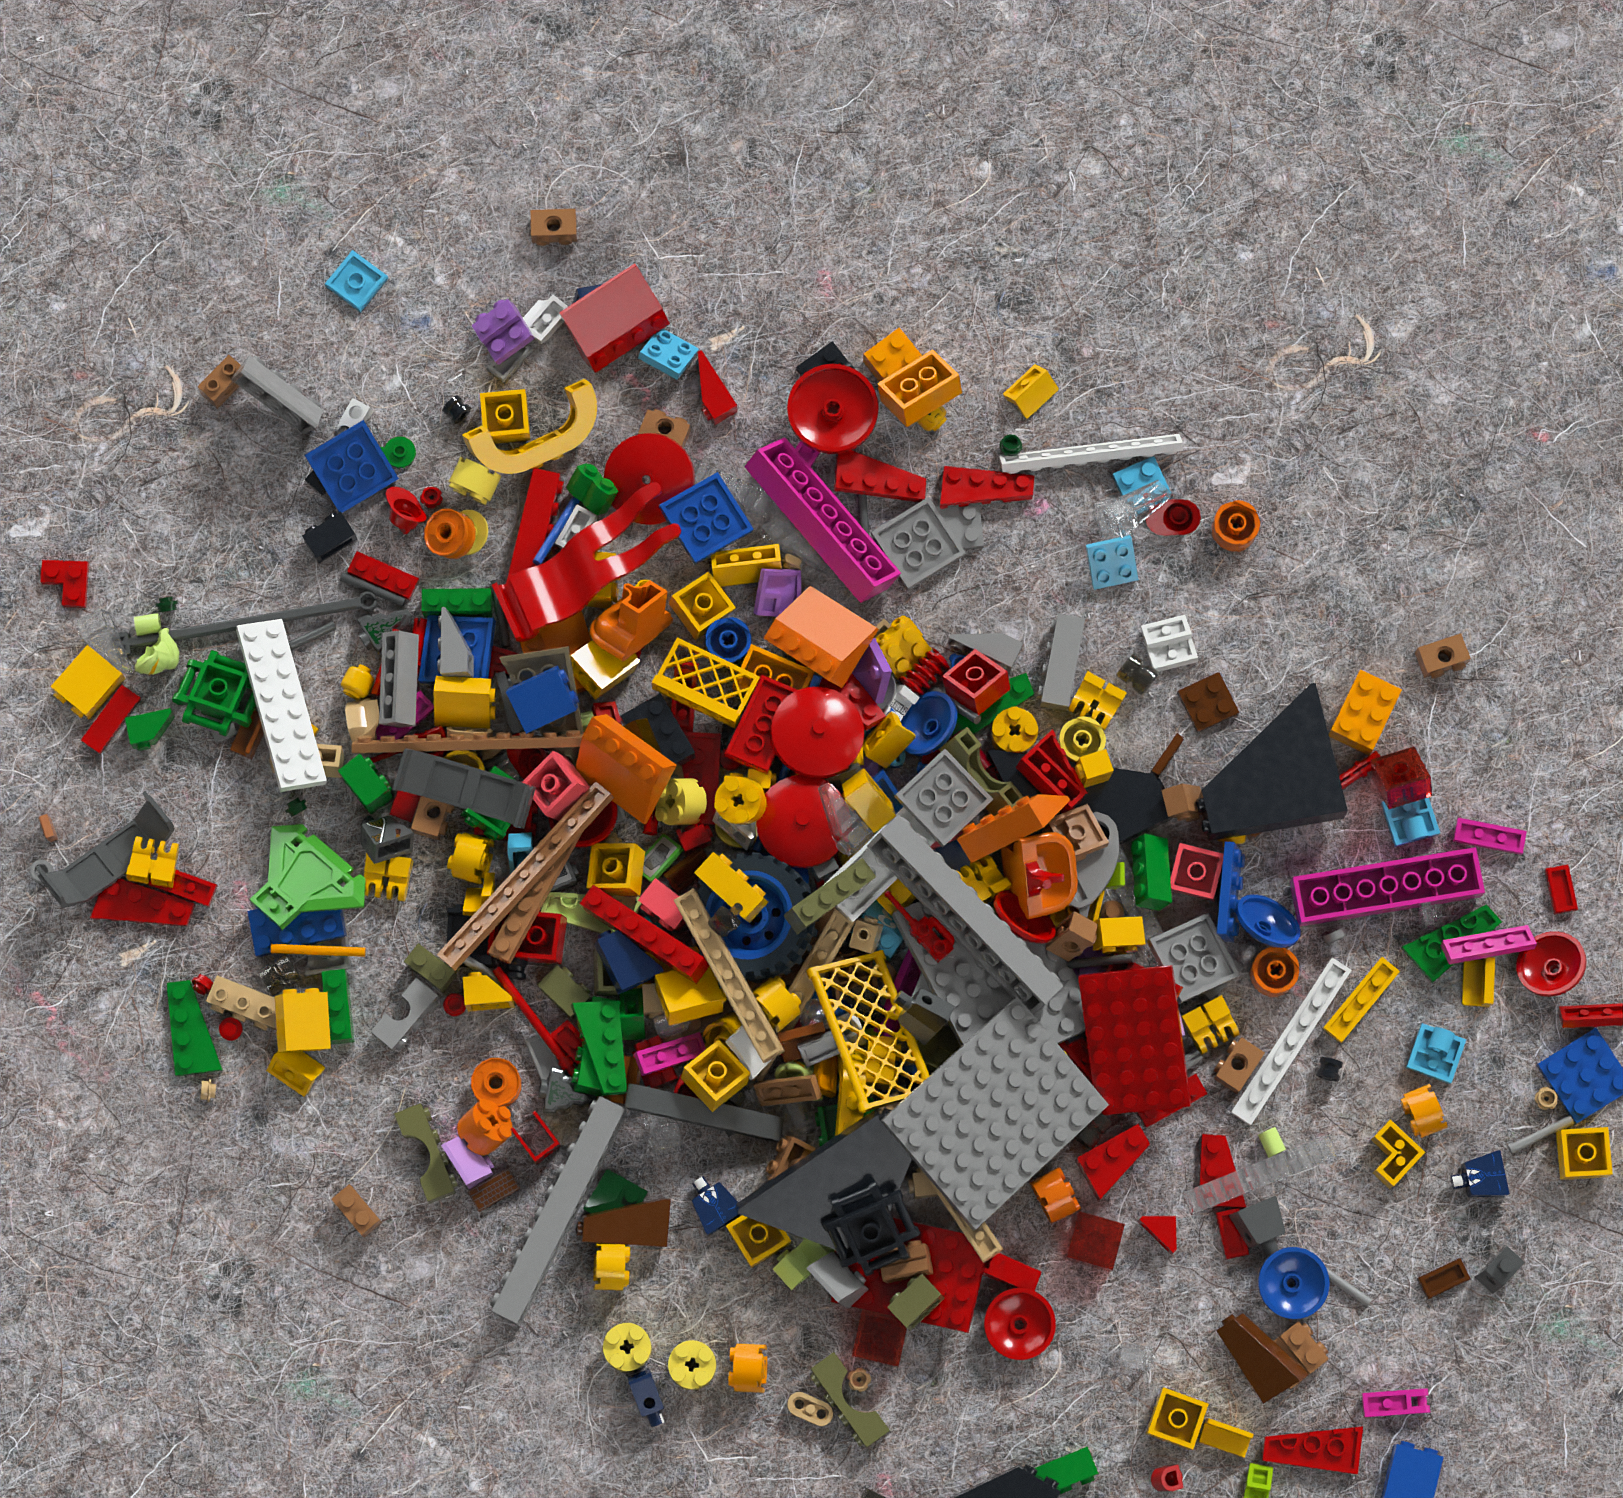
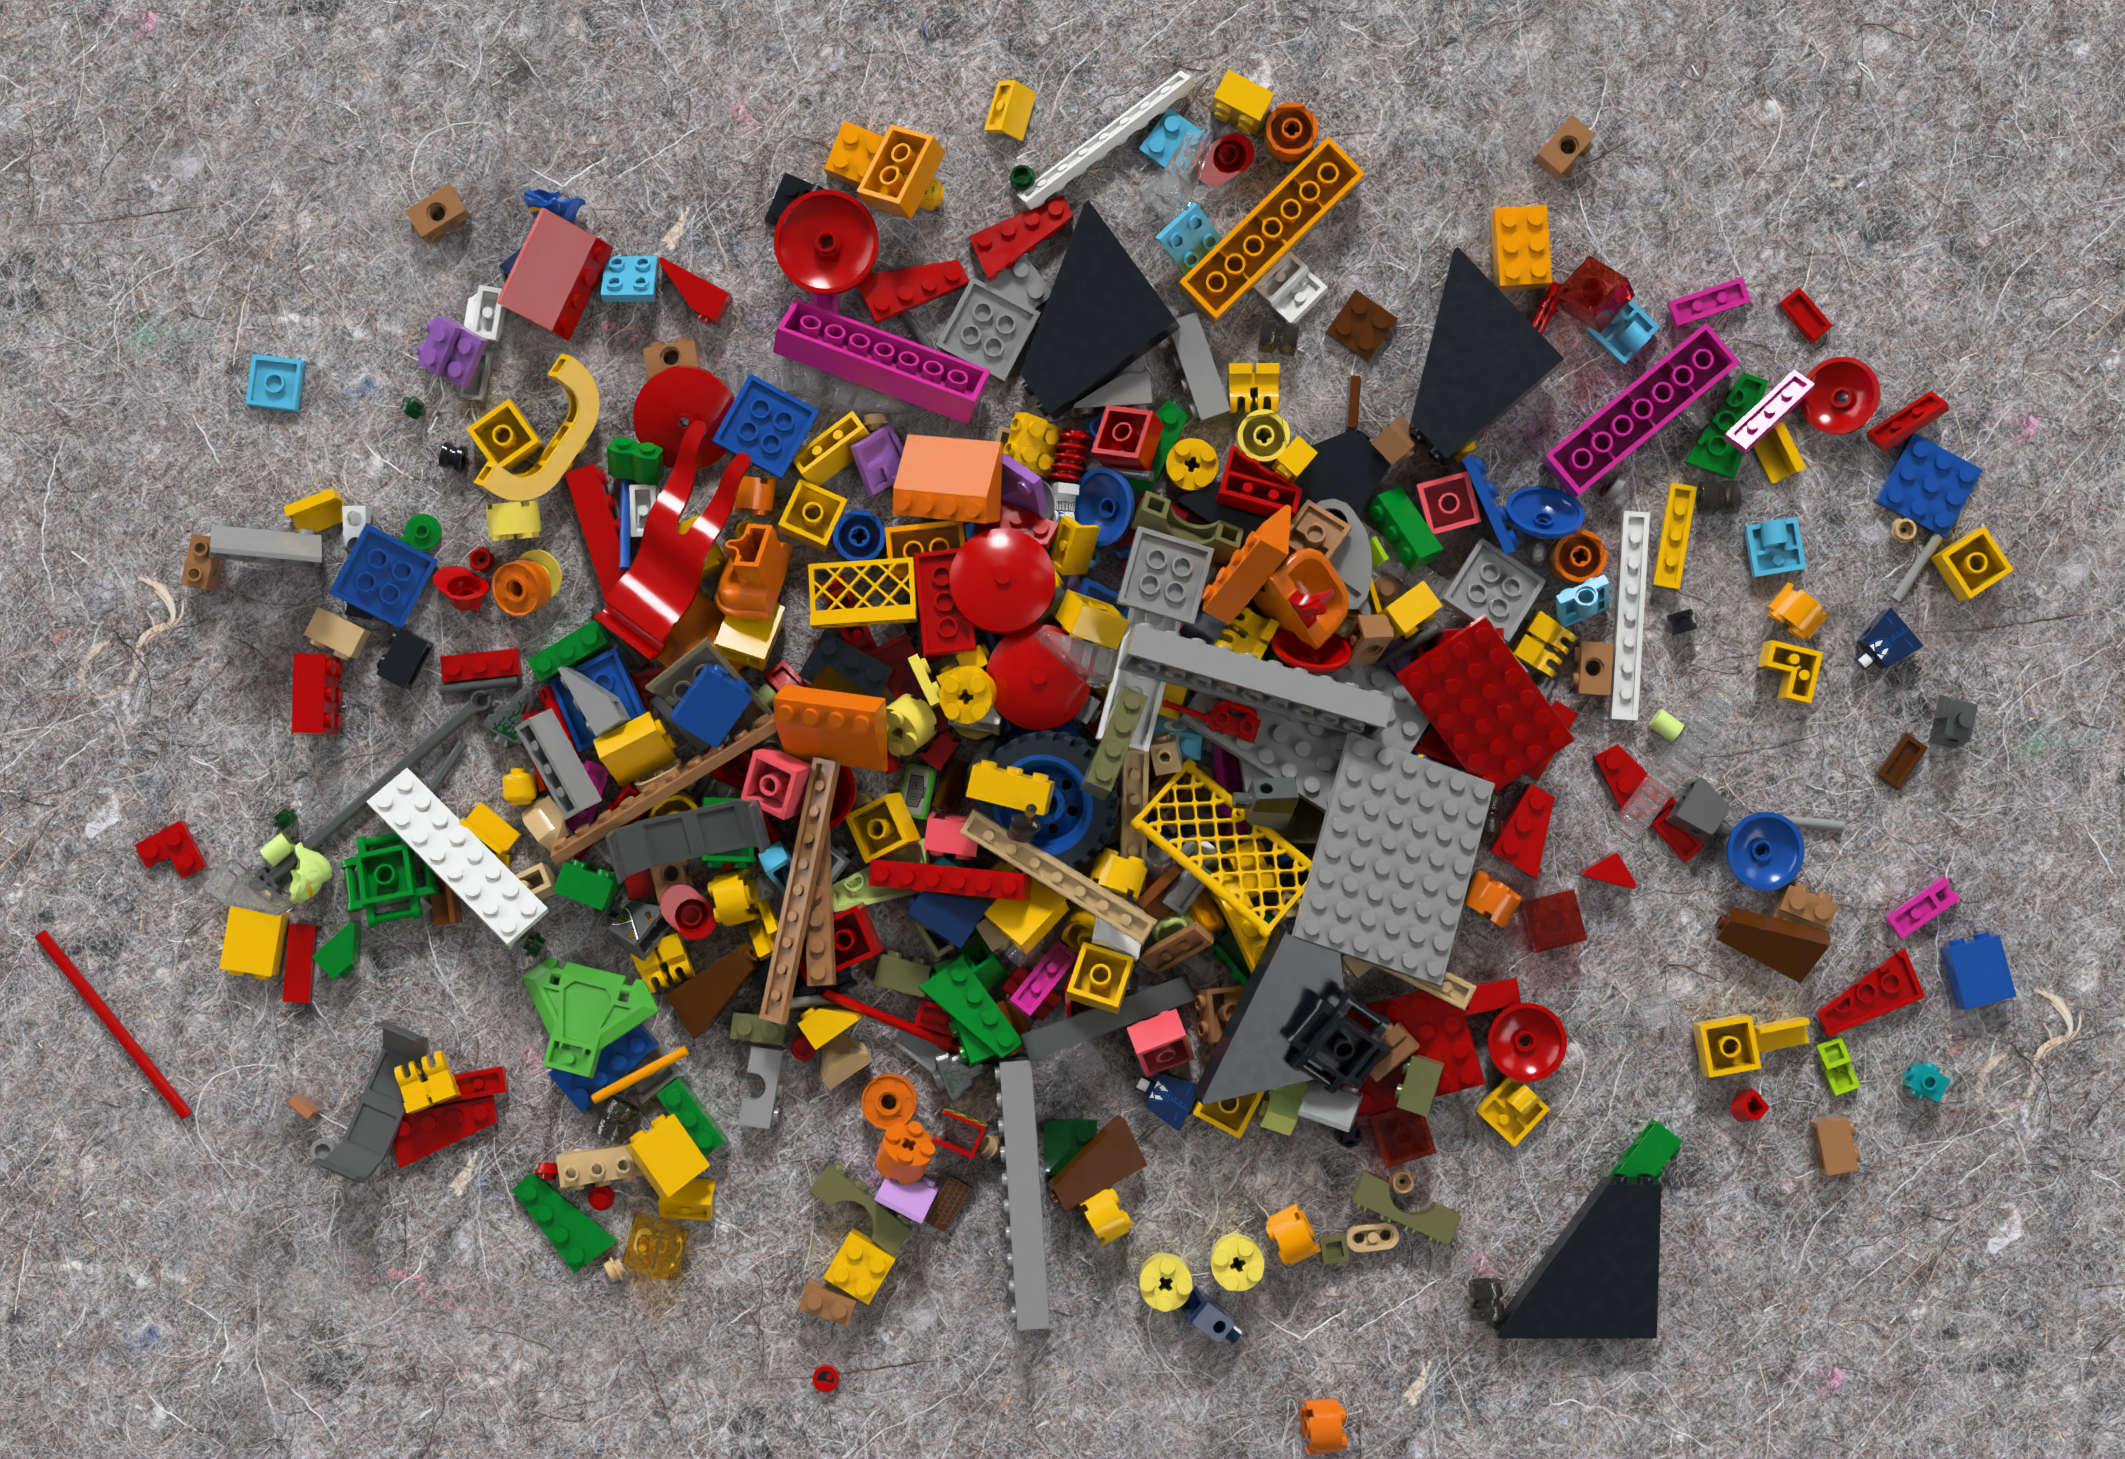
camera: 25 degrees left, 10 degrees up
(248, 525) = (316, 694): none -> red brick
(250, 1090) = (655, 1246): none -> clear yellow slope
(290, 489) = (337, 633): none -> tan brick
(317, 701) = (491, 829): none -> yellow panel
(318, 1270) = (825, 1378): none -> red tile
(330, 391) = (317, 511): none -> yellow panel
(398, 1197) = (860, 1266): none -> yellow brick
(412, 917) = (710, 992): none -> reddish brown slope
(429, 847) = (687, 912): none -> red piece
(448, 356) = (413, 407): none -> dark green plate
(479, 1030) = (842, 1059): none -> tan slope
(552, 1163) = (989, 1147): none -> tan plate
(645, 266) = (553, 202): none -> blue hair
(666, 565) = (756, 495): none -> orange brick
(715, 767) = (922, 670): none -> light yellow plate
(732, 1157) = (1160, 1042): none -> coral brick
(774, 1401) = (1334, 1248): none -> olive plate
(838, 1313) = (1351, 1138): none -> black wheel
(978, 1373) = (1512, 1110): none -> yellow plate
(1002, 581) = (1094, 320): none -> black slope
(1178, 590) = (1271, 230): none -> light orange brick
(1210, 482) = (1241, 102): none -> yellow brick
(1258, 1007) = (1582, 601): none -> medium azure plate
(1412, 989) = (1715, 497): none -> clear smoke wheel

